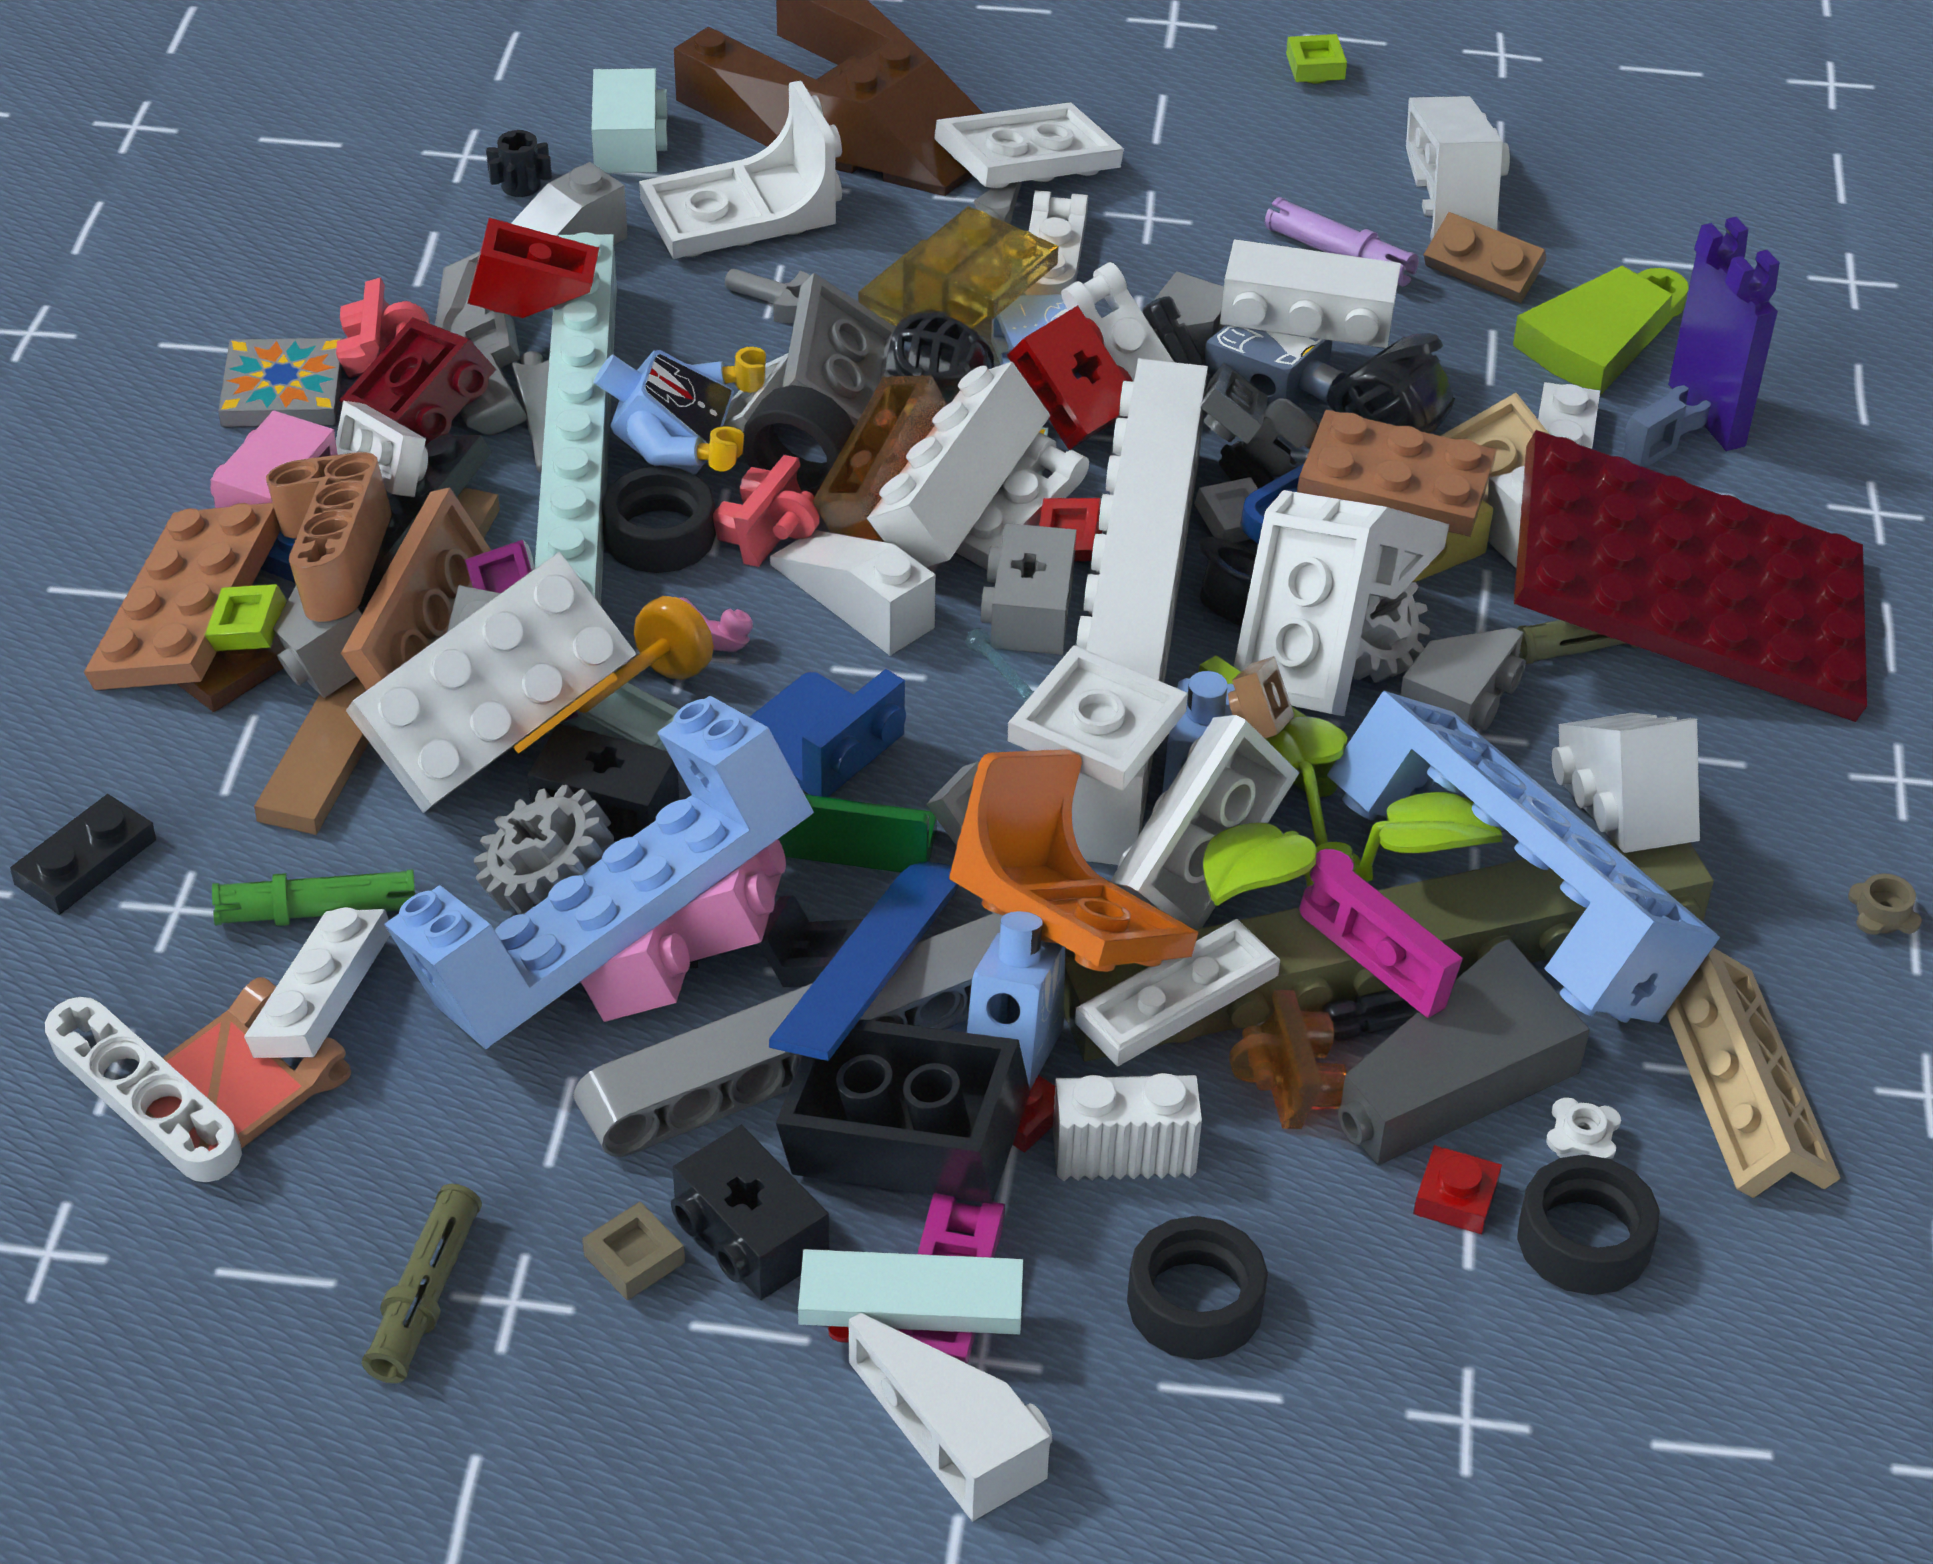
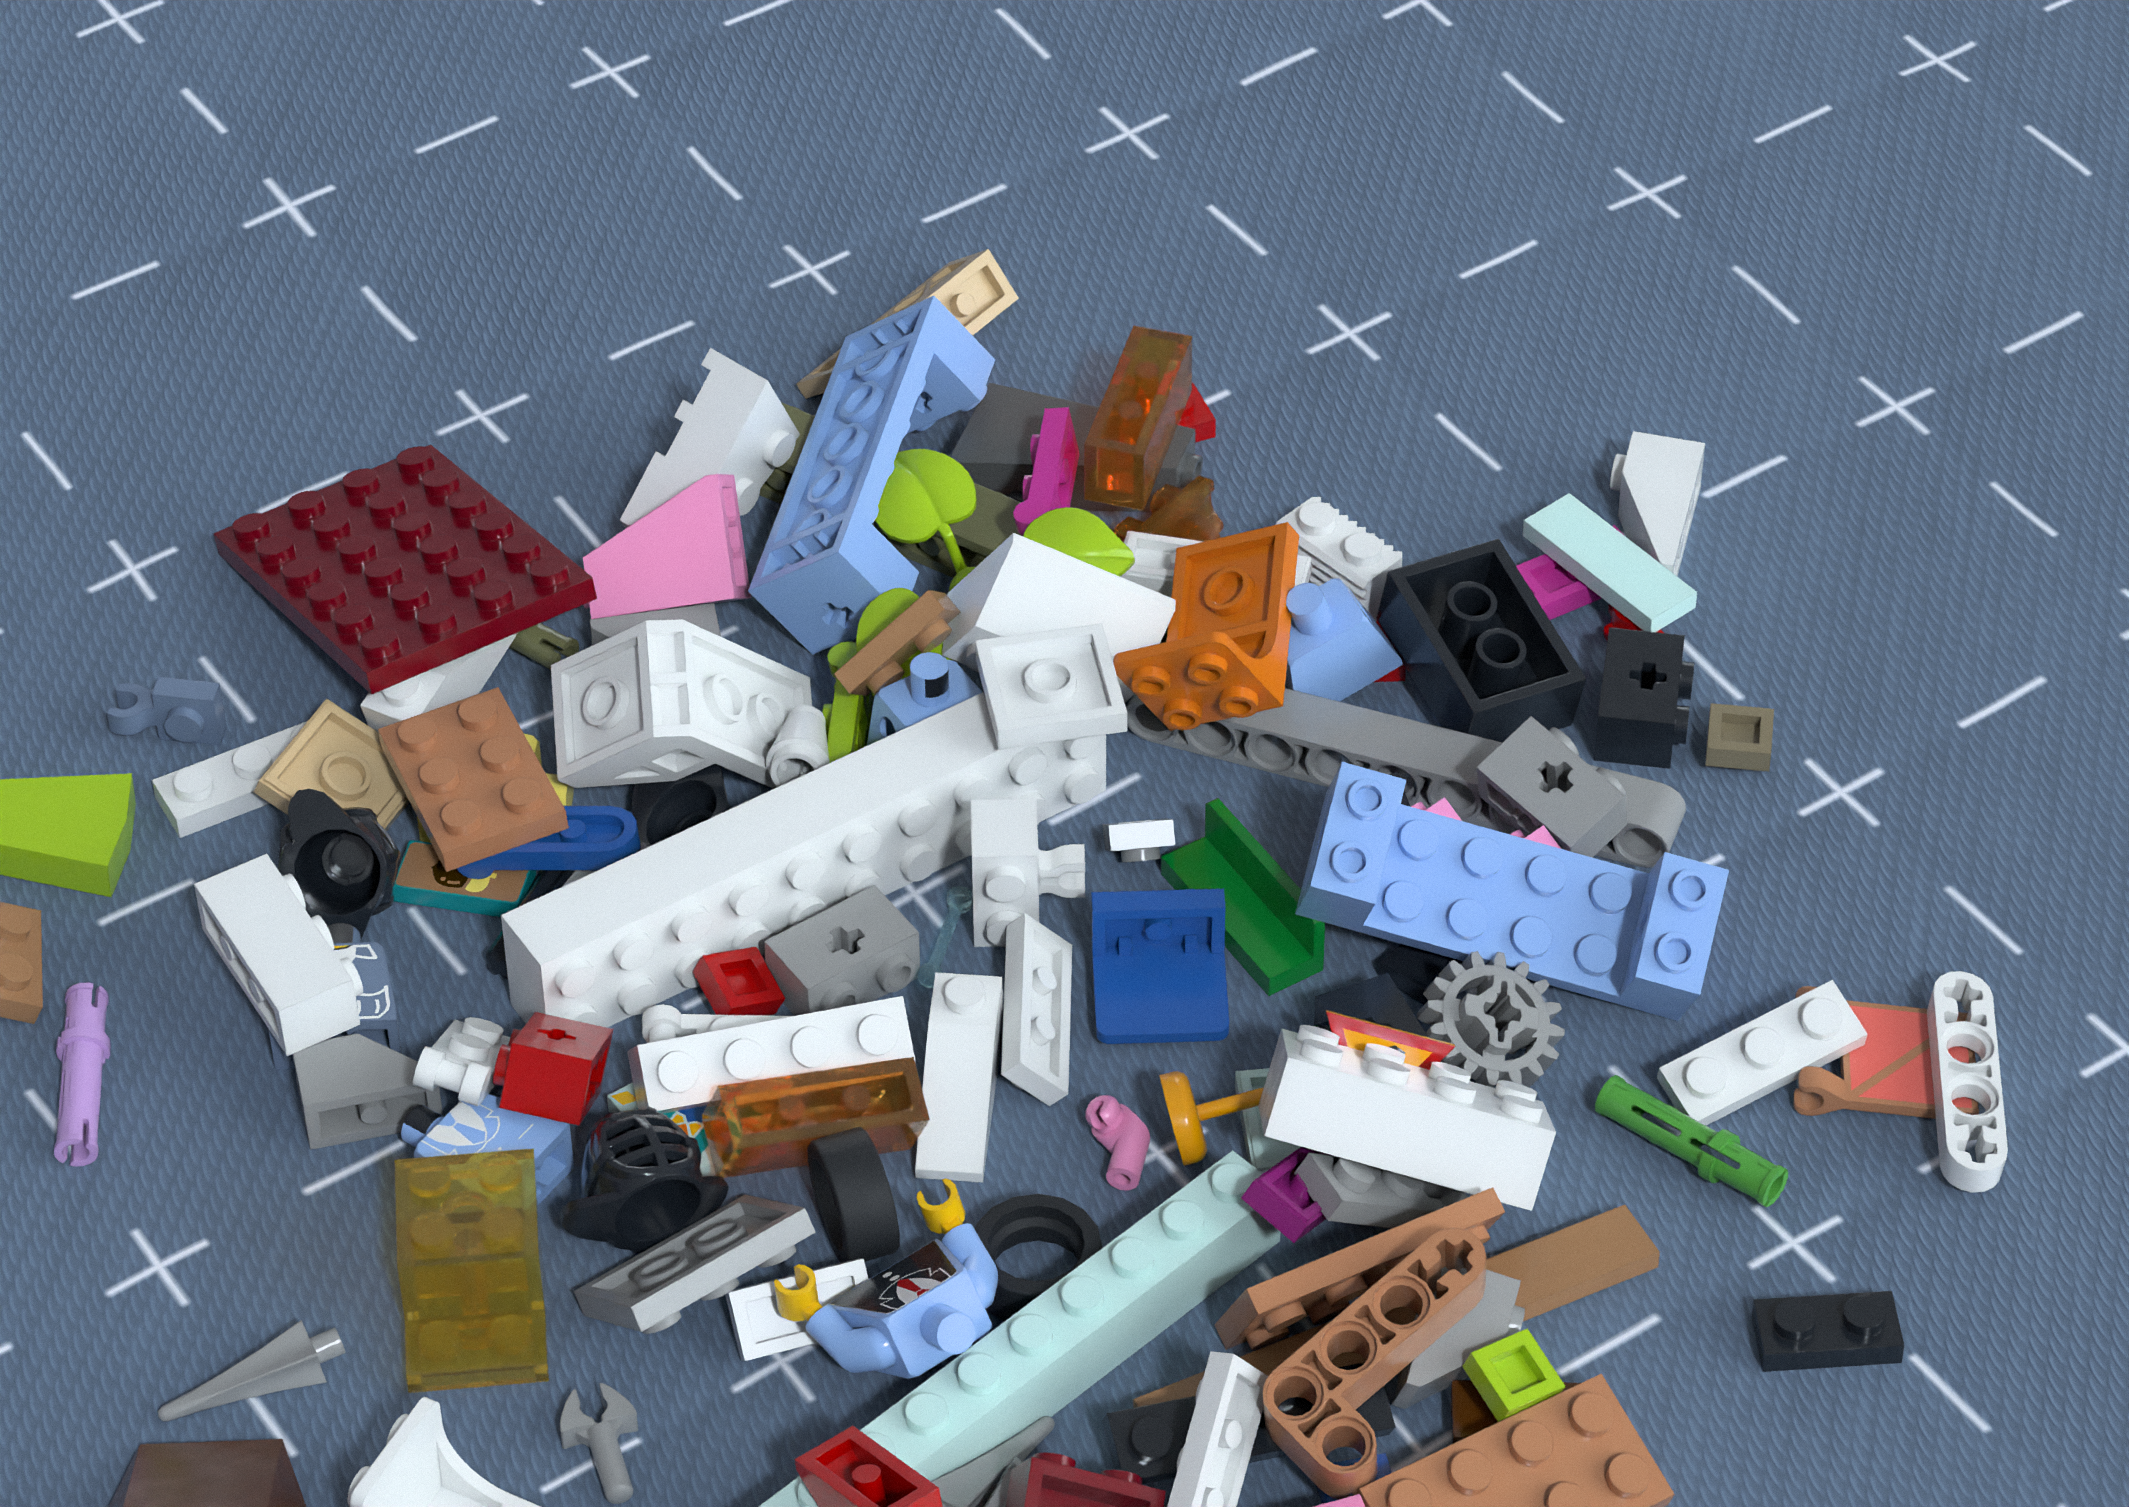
camera: 130 degrees left, 0 degrees up
(396, 1344) = (1918, 811): olive pin -> none
(679, 998) = (1542, 760): none -> light grey brick
(770, 511) = (976, 1177): coral hips -> none
(865, 962) = (1383, 736): blue piece -> none
(867, 646) = (1037, 1010): none -> white plate
(991, 674) = (1011, 868): none -> white brick
(1028, 144) = (165, 1382): white plate -> none
(1051, 224) = (298, 1286): white plate -> none
(1175, 337) = (417, 1037): black axle -> none
(1188, 1331) = (1417, 503): black tyre -> none
(1235, 633) = (799, 746): none -> white cone
(1241, 410) = (479, 892): dark grey plate -> none
(1398, 1026) = (1138, 418): none -> clear orange brick
(1535, 698) = (675, 555): none -> bright pink slope
(1580, 1266) = (1139, 306): black tyre -> none
(1583, 1129) = (1057, 378): white plate -> none
(1726, 330) = (75, 645): dark purple tile -> none
(1885, 905) = (652, 346): dark tan plate -> none

